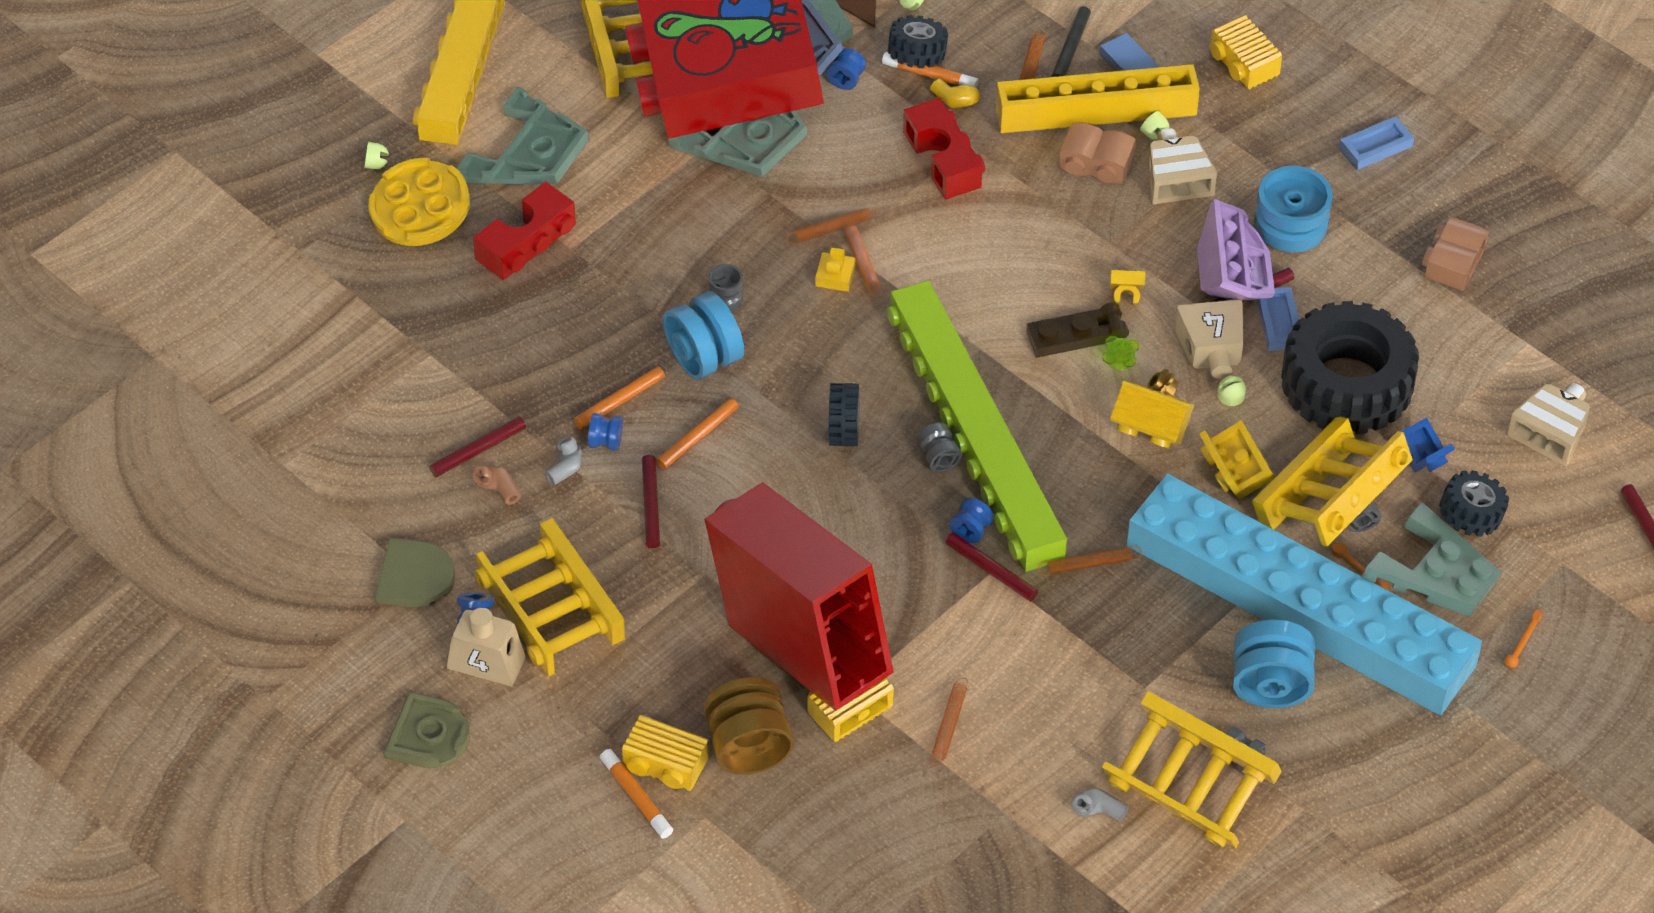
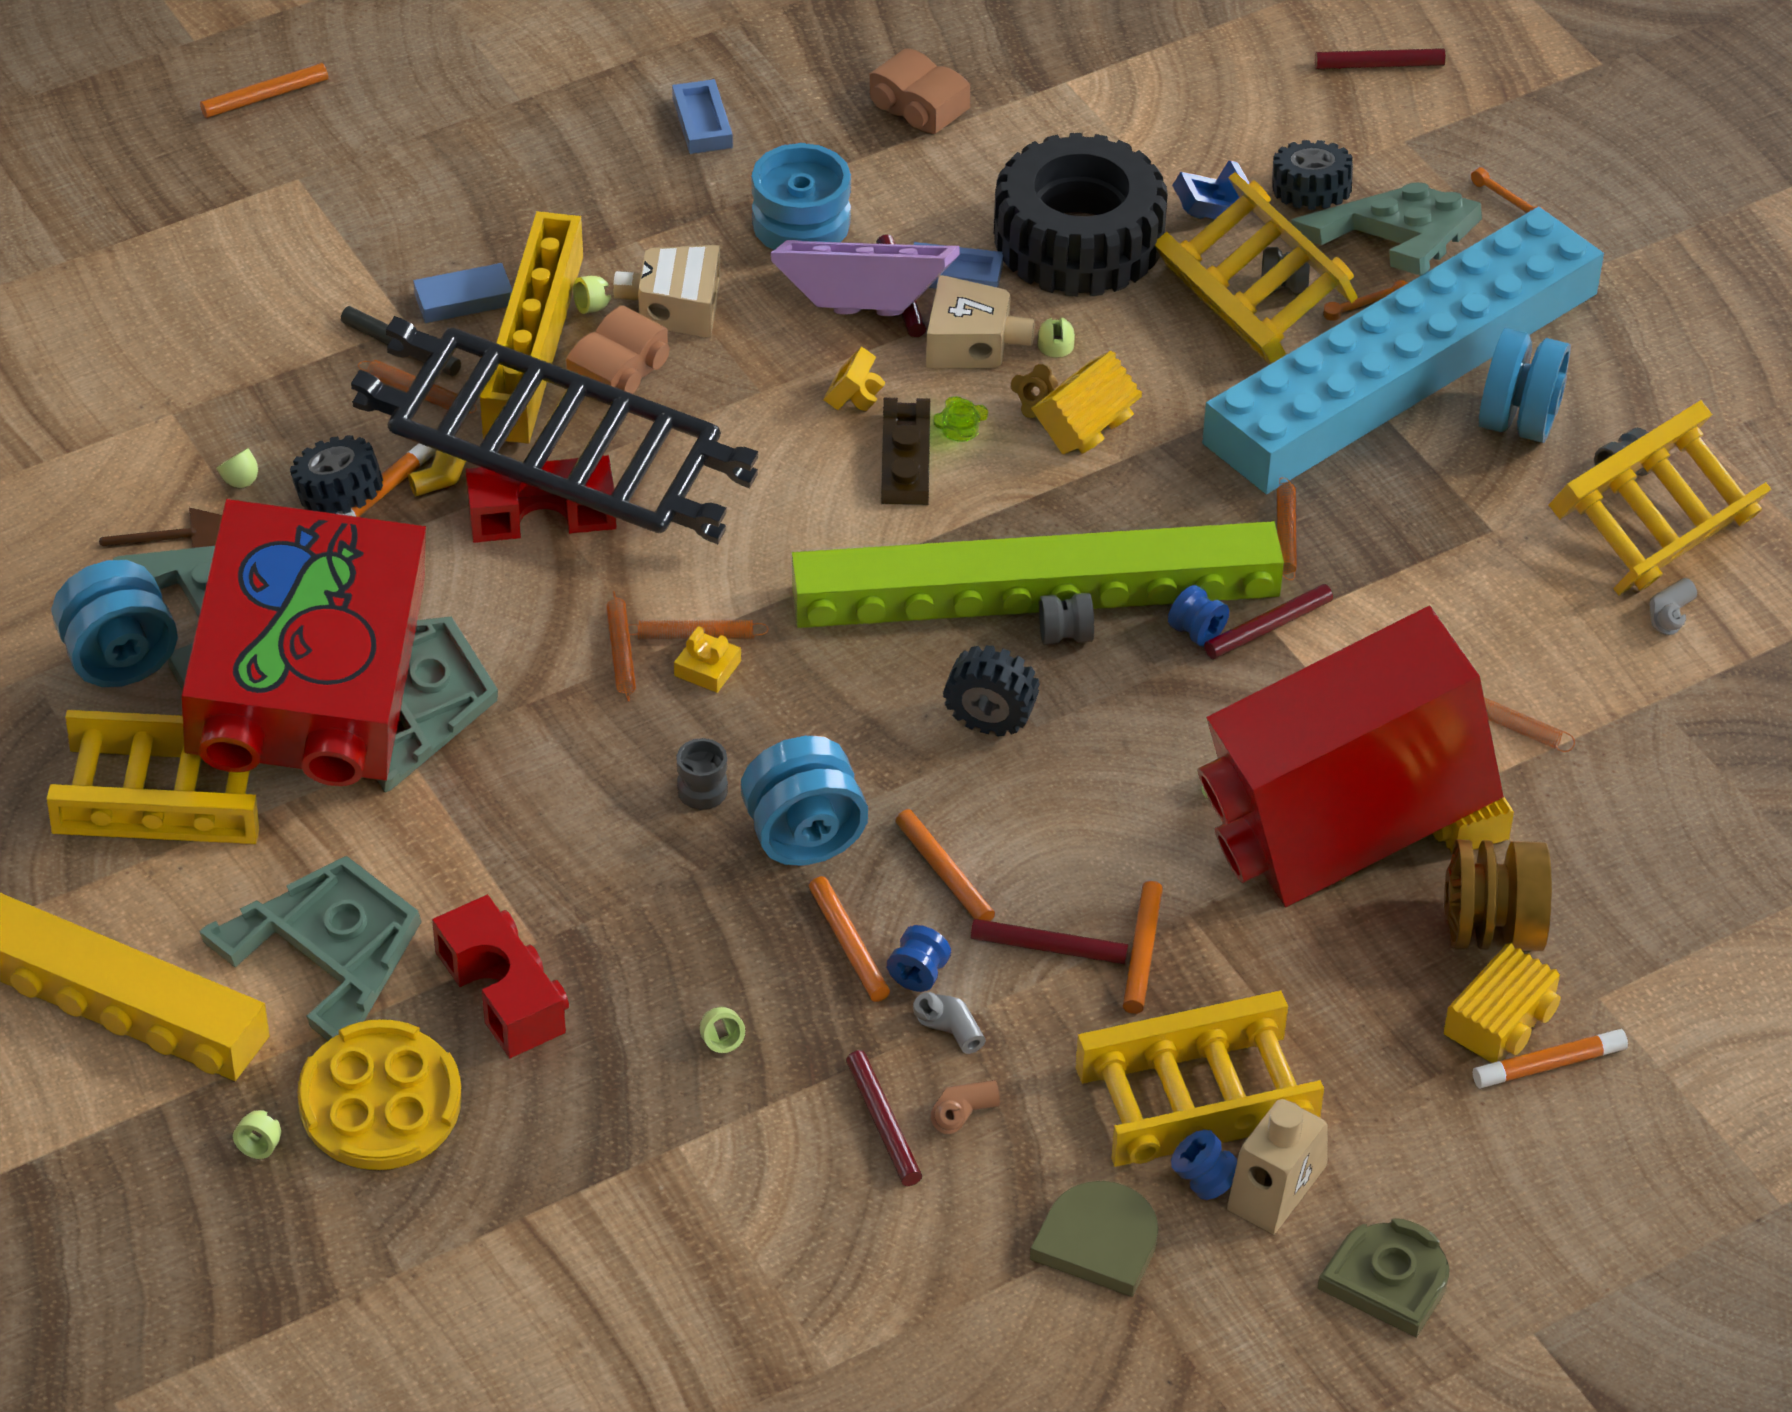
camera: 75 degrees left, 5 degrees down
(519, 348) = (733, 1026): none -> yellowish green hinge
(659, 551) = (1142, 947): none -> orange bar
(941, 124) = (673, 507): none -> black bar
(1238, 459) = (1178, 353): yellow bracket -> none
(1245, 52) = (504, 180): yellow brick -> none
(1552, 421) = (1209, 83): tan torso -> none

